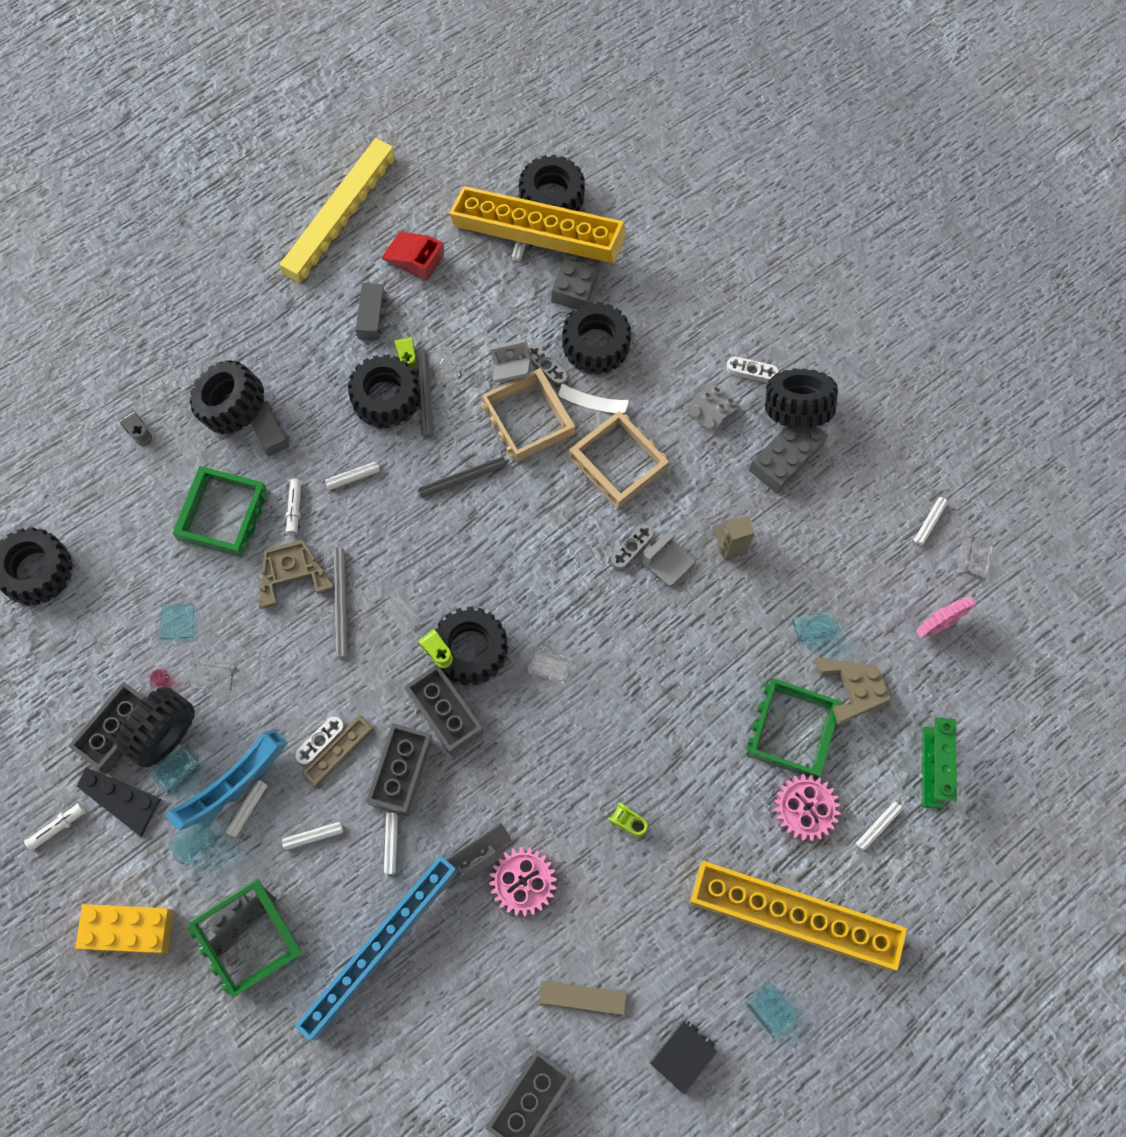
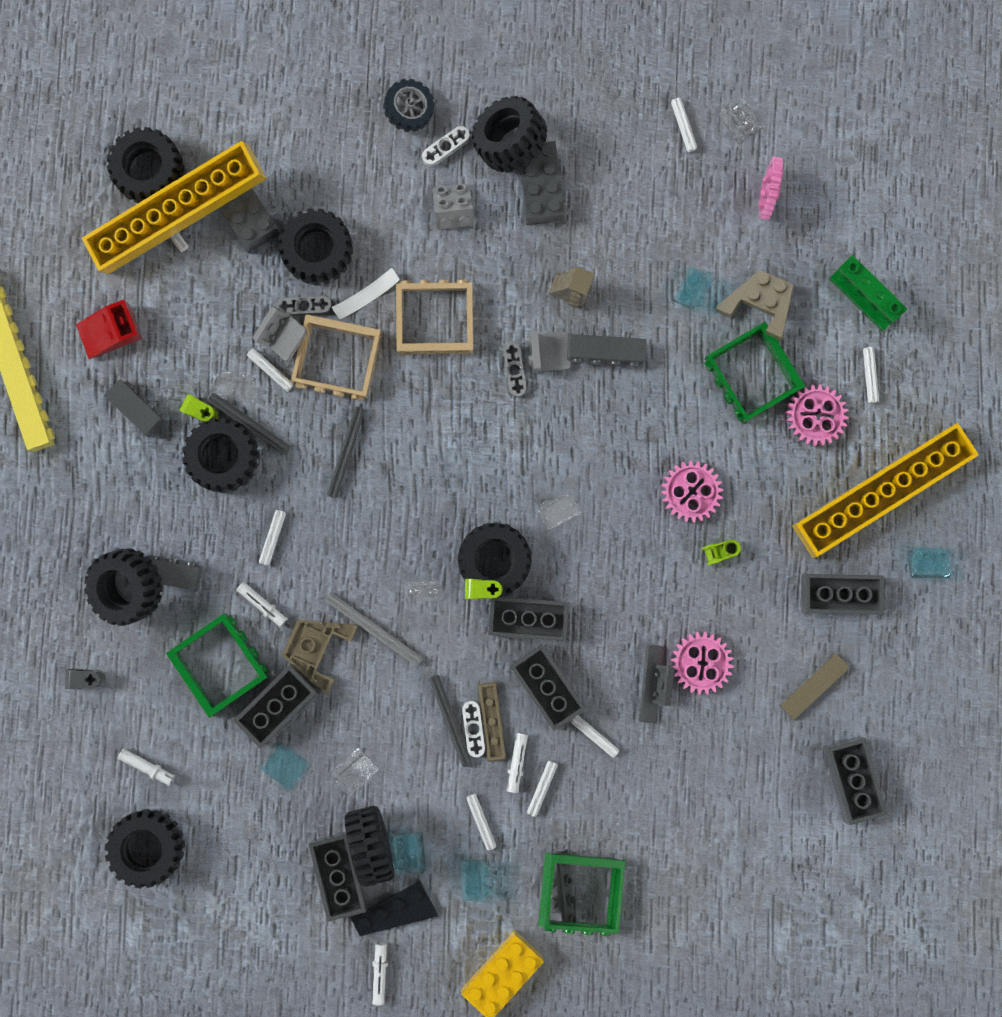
camera: 50 degrees left, 15 degrees up
(100, 529) = (146, 767): none -> white pin
(159, 673) = (322, 818): clear pink plate -> none
(219, 575) = (276, 706): none -> dark grey brick
(229, 787) = (457, 822): dark azure arch -> none
(312, 718) = (450, 721): none -> dark grey axle
(317, 798) = (515, 771): none -> white pin
(376, 949) = (666, 804): dark azure brick -> none
(478, 378) = (268, 368): none -> white axle
(656, 775) = (679, 480): none -> bright pink gear
(680, 953) = (842, 594): none -> dark grey brick
(683, 1056) = (910, 650): black brick -> none
(707, 599) = (606, 350): none -> dark grey brick
(769, 312) = (423, 96): none -> black wheel

